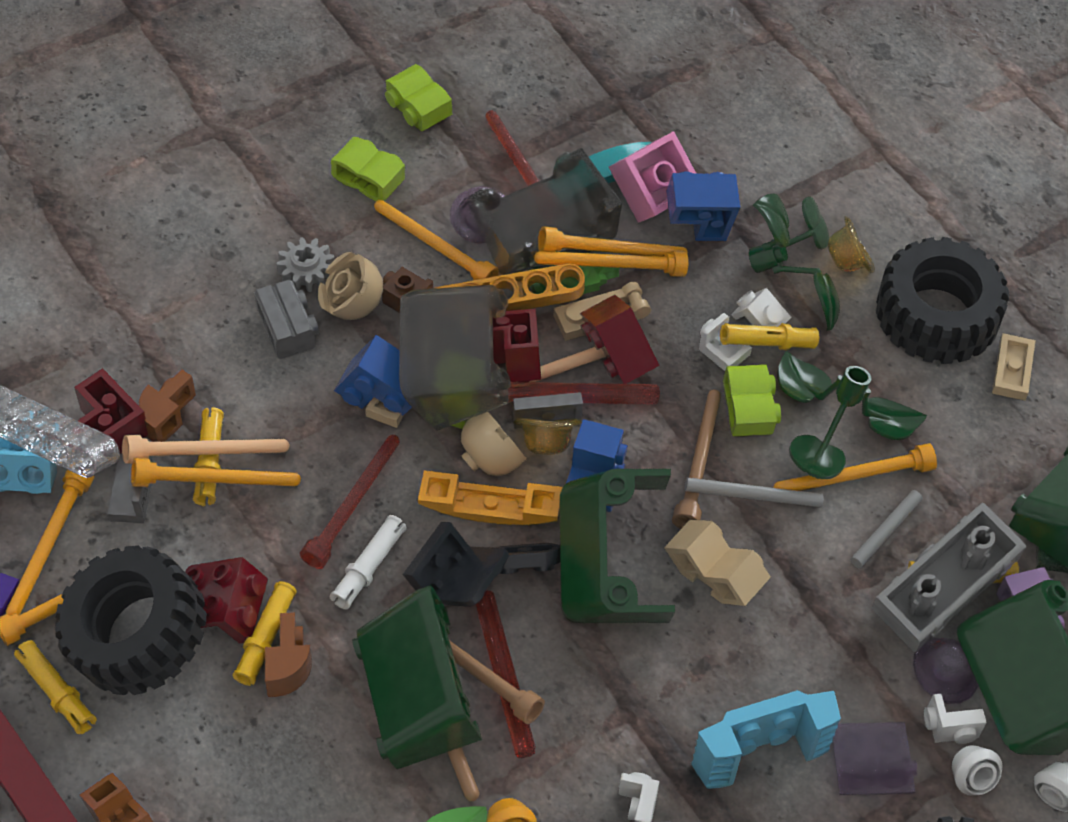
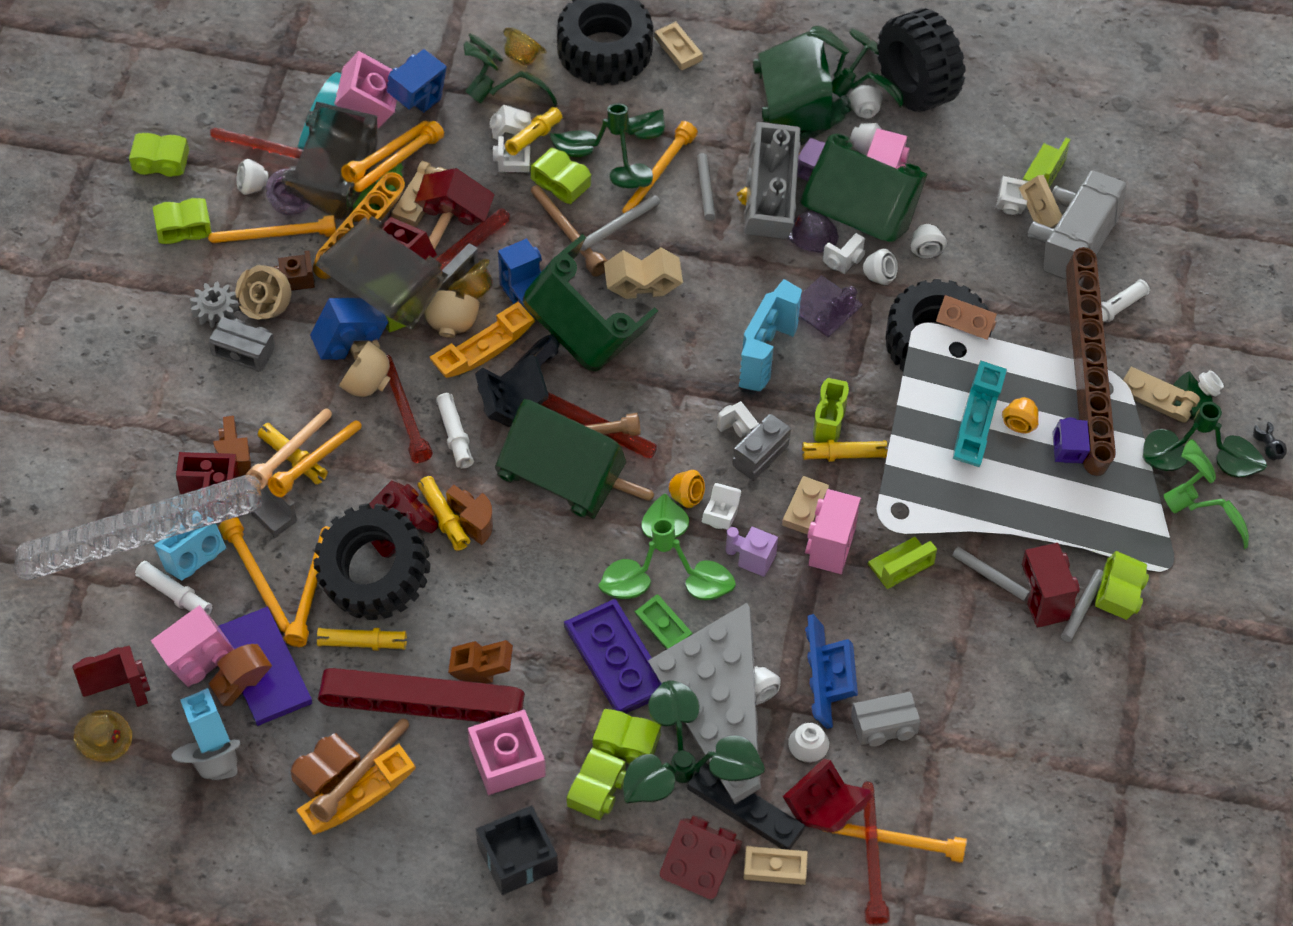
camera: 45 degrees left, 0 degrees up
(353, 435) = (367, 372): none -> tan cylinder
(469, 175) = (251, 177): none -> white cone

